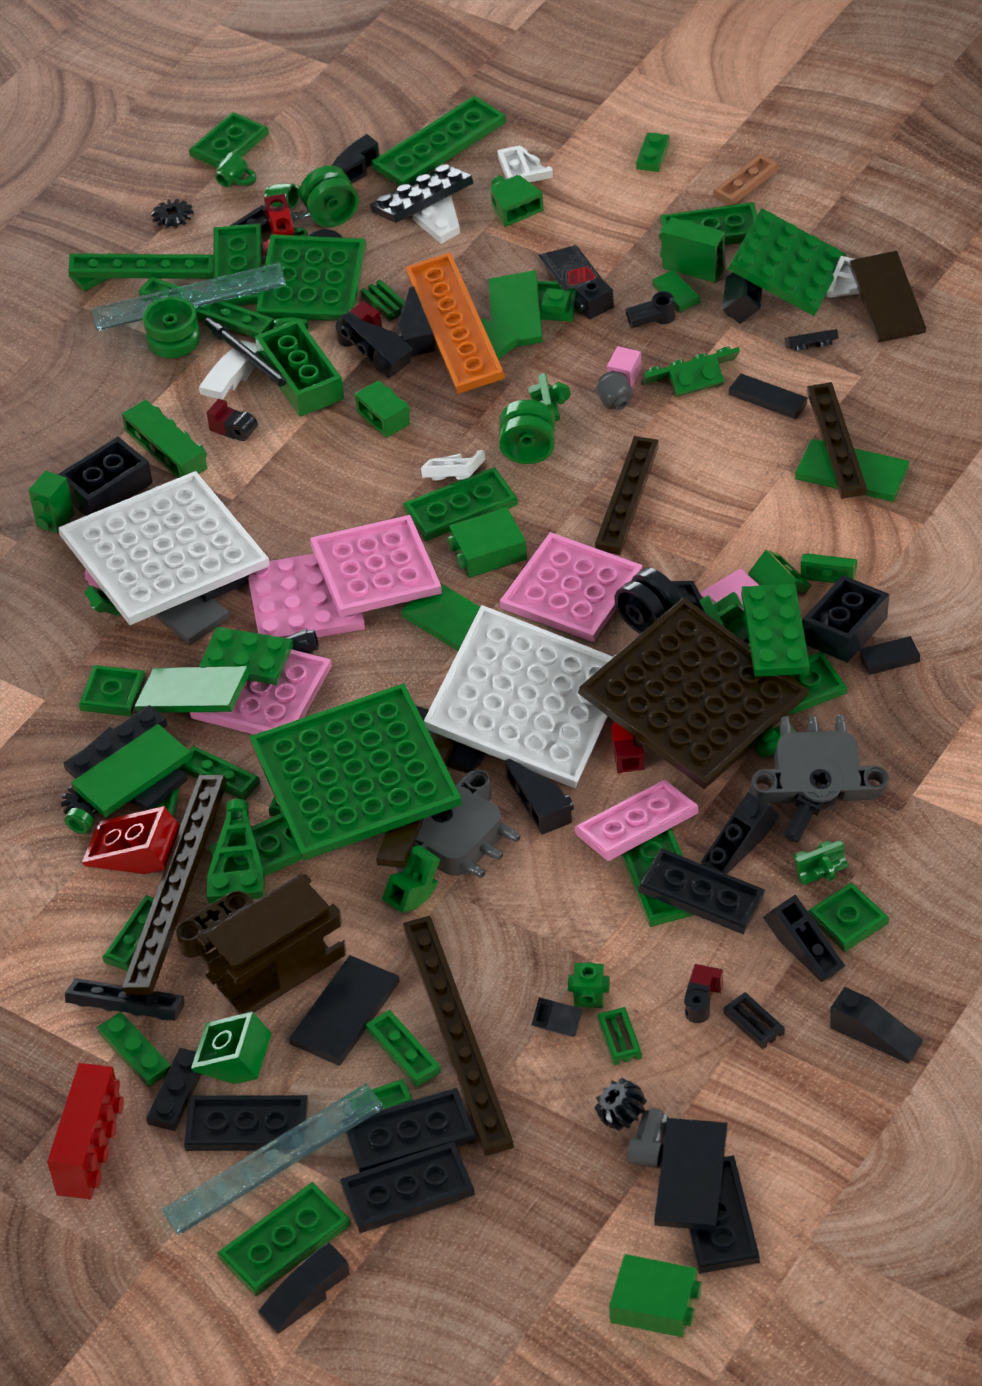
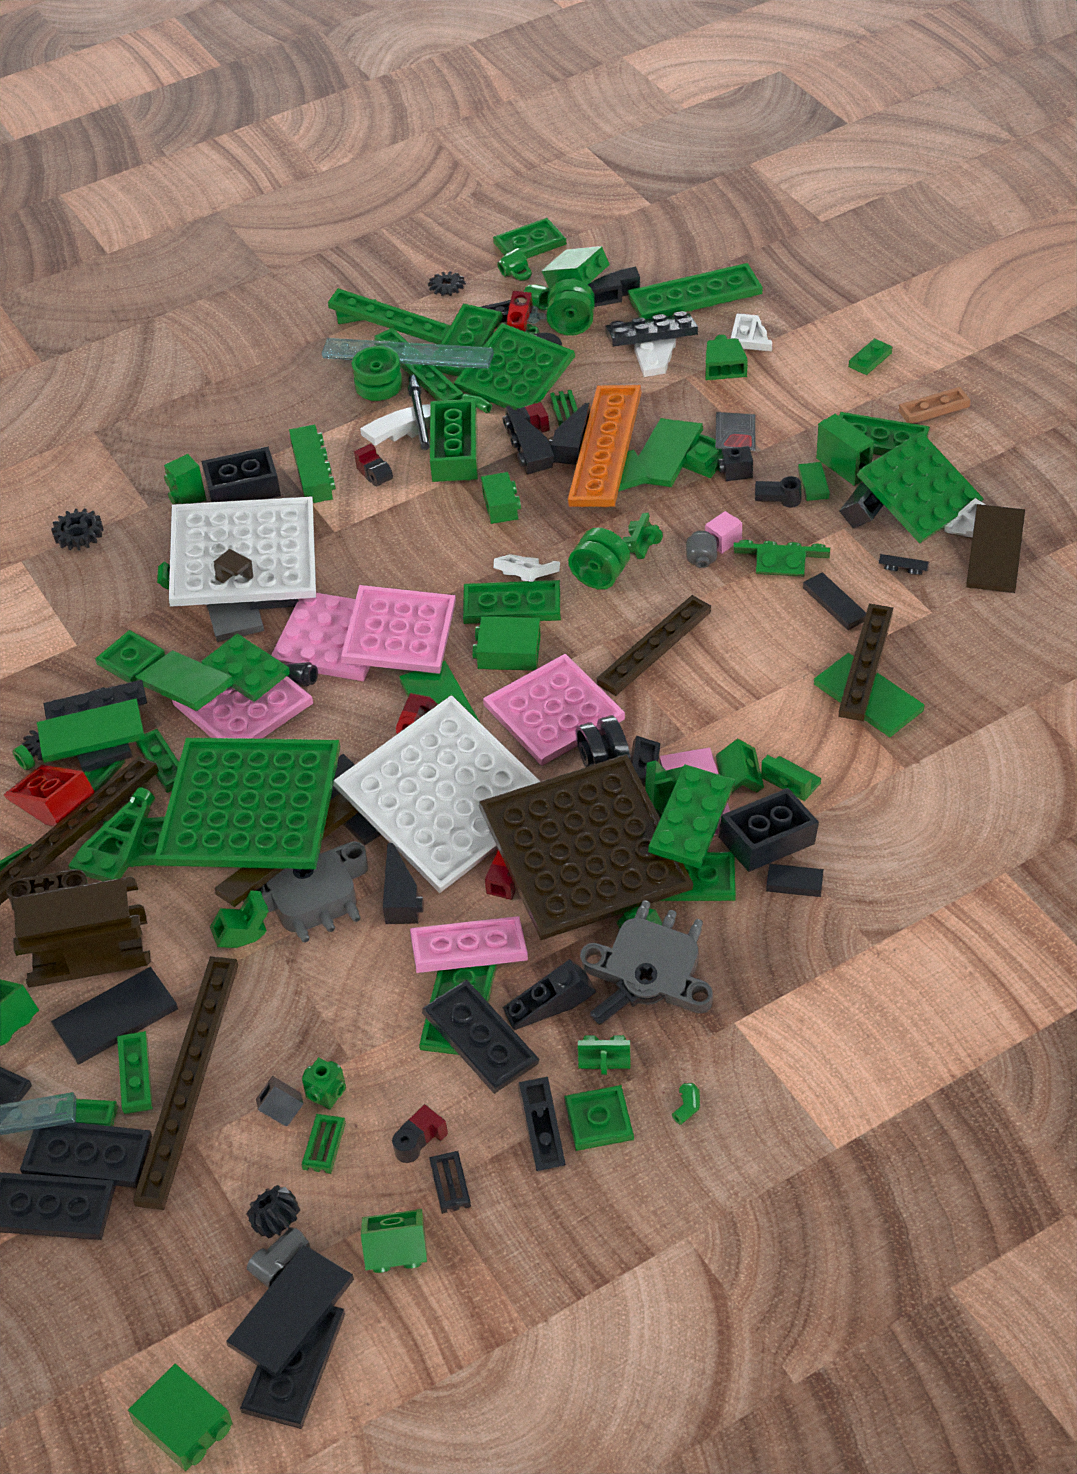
camera: 25 degrees right, 0 degrees up
(176, 559) = (232, 564): none -> dark brown panel
(304, 153) = (577, 264): none -> green brick
(447, 638) = (414, 708): none -> dark red leg
(741, 1083) = (393, 1240): none -> green slope
(872, 1025) = (550, 1238): black slope -> none
(921, 874) = (690, 1104): none -> green arm

